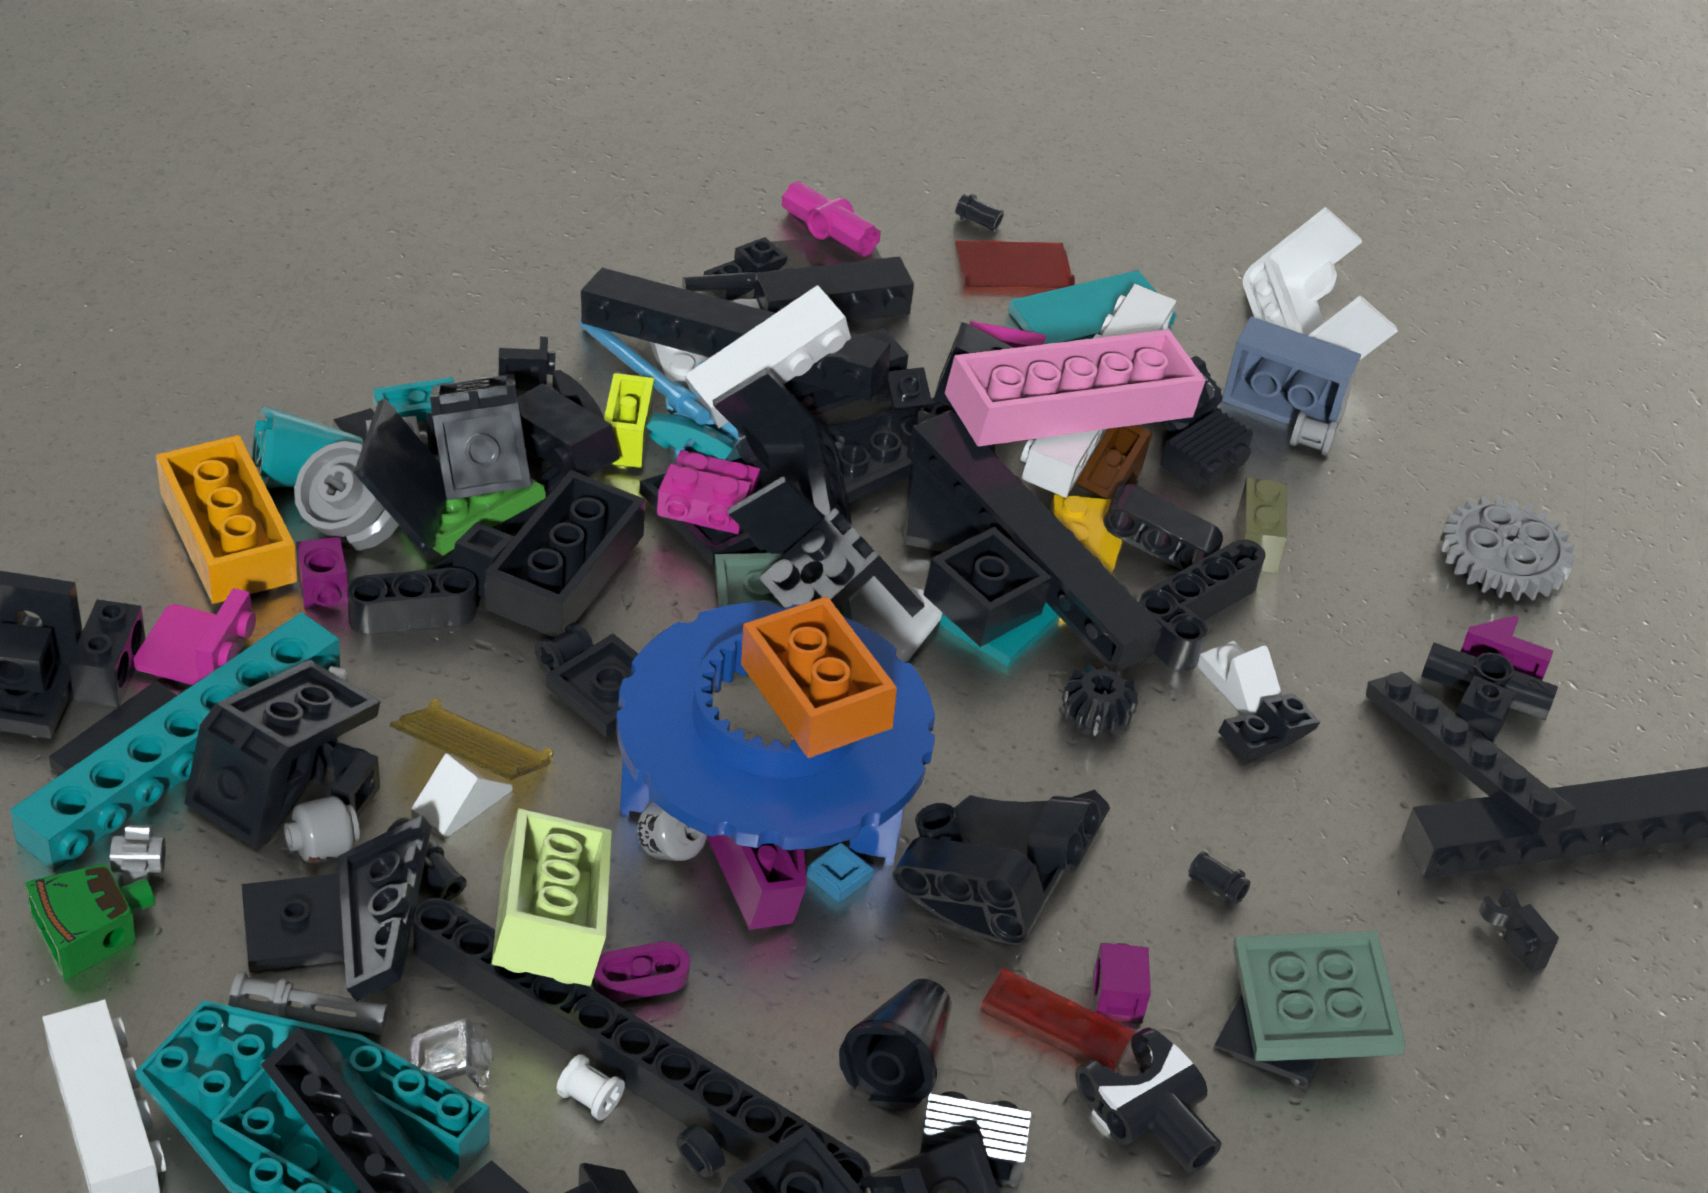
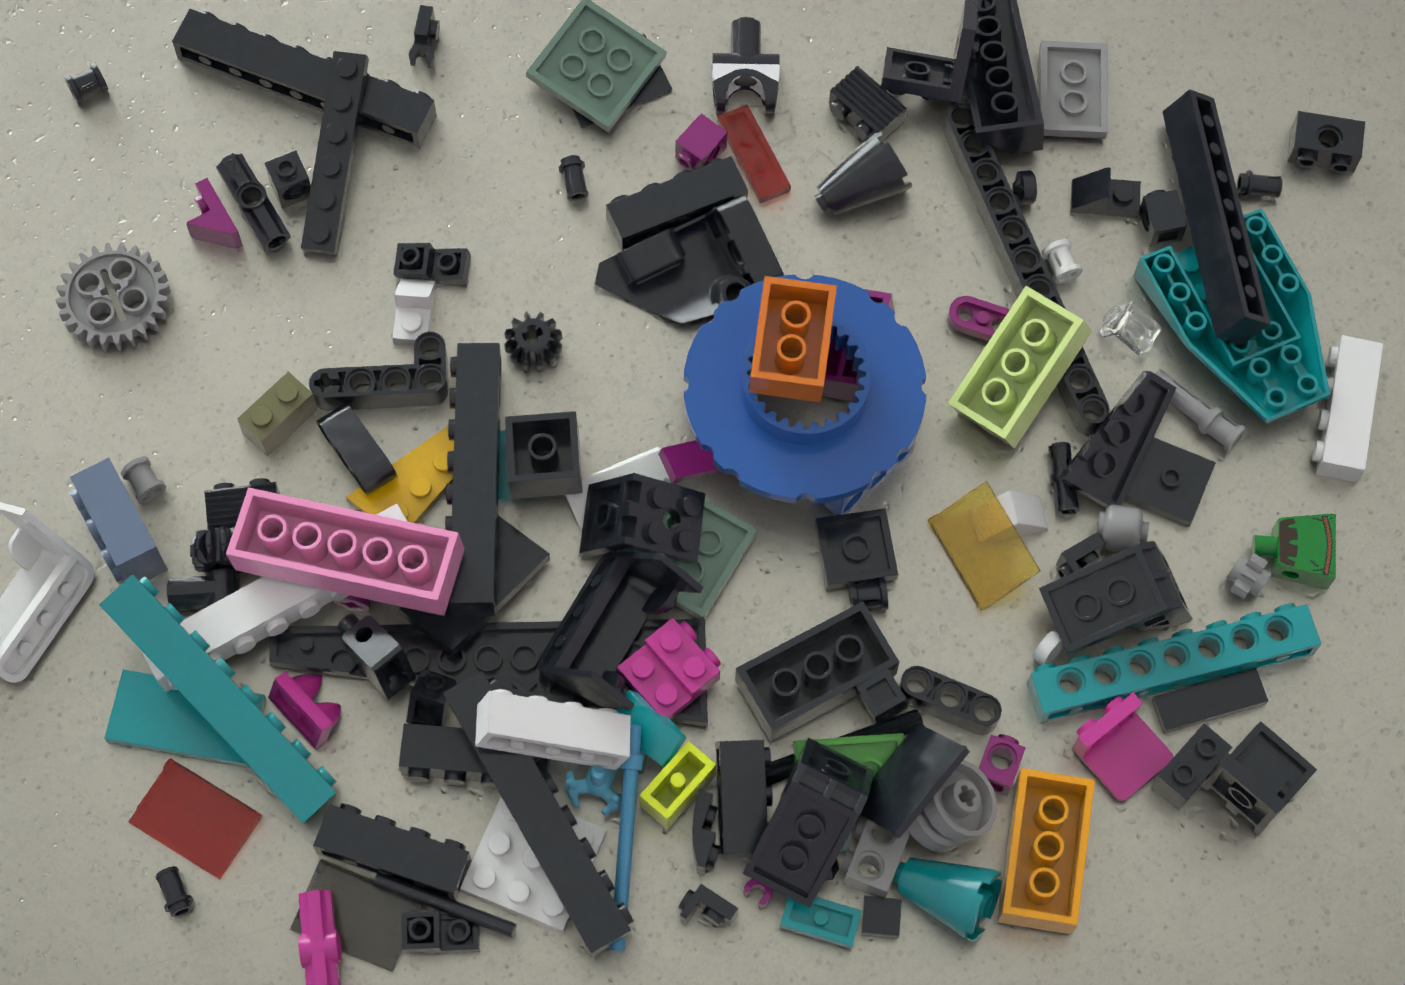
camera: 140 degrees left, 25 degrees up
(1073, 286) = (218, 698): none -> teal brick
(1085, 906) = (674, 201): none -> black brick

